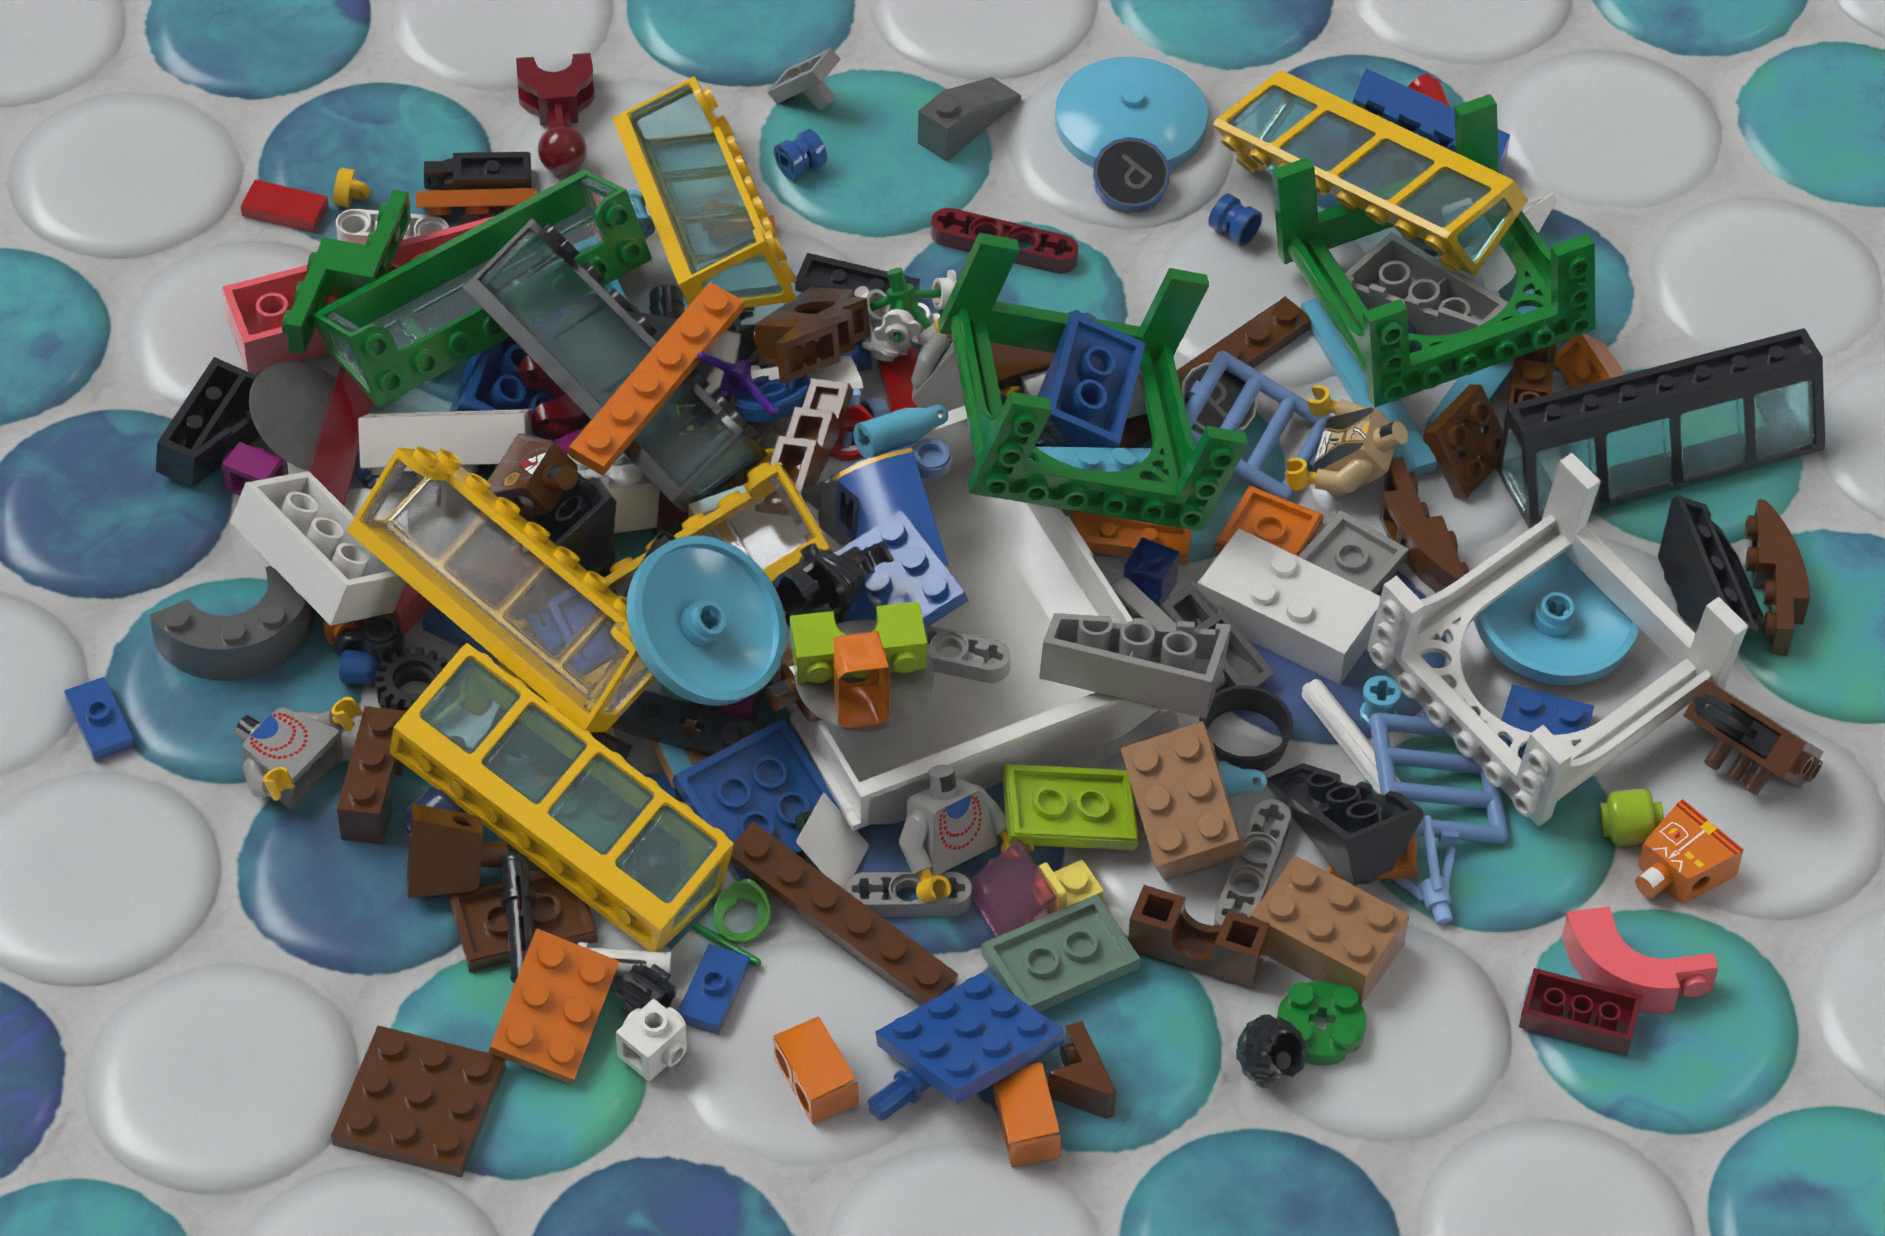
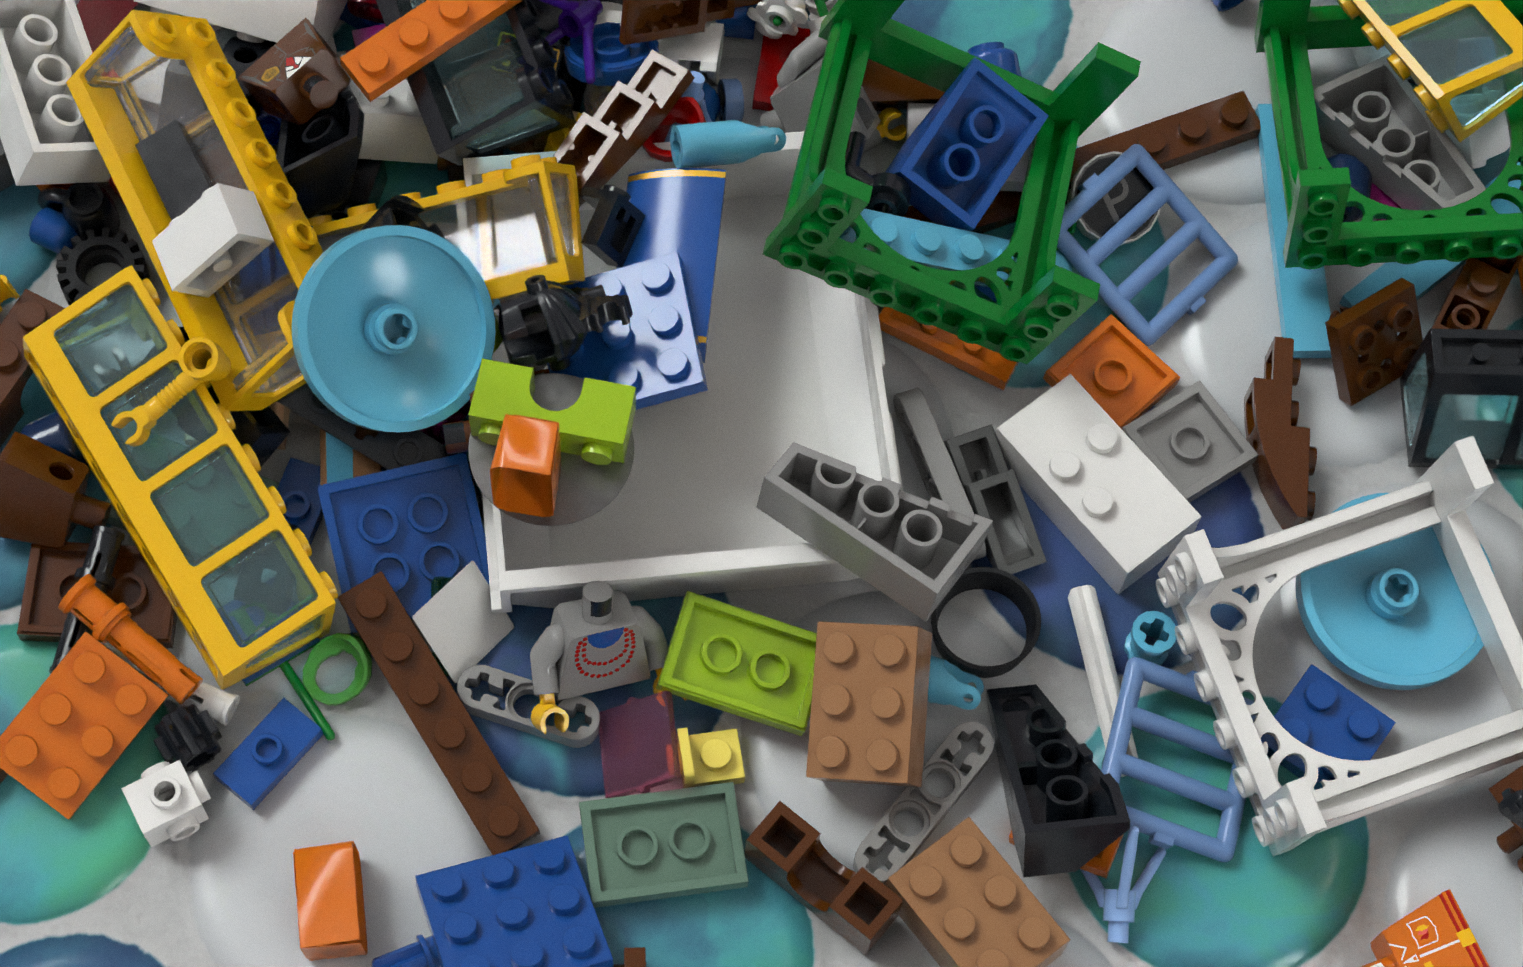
camera: 15 degrees right, 15 degrees up
(471, 571) = (174, 167): none -> black tile
(528, 603) = (212, 240): none -> white brick
(552, 684) = (193, 362): none -> yellow brick
(556, 920) = (113, 624): none -> orange pin
(932, 458) = (749, 187): medium blue tile -> none
(961, 666) = (707, 449): light grey beam -> none
(1153, 569) = (955, 392): clear blue brick -> none
(1352, 449) = (1240, 311): torso -> none
(1630, 816) = (1383, 885): lime head -> none

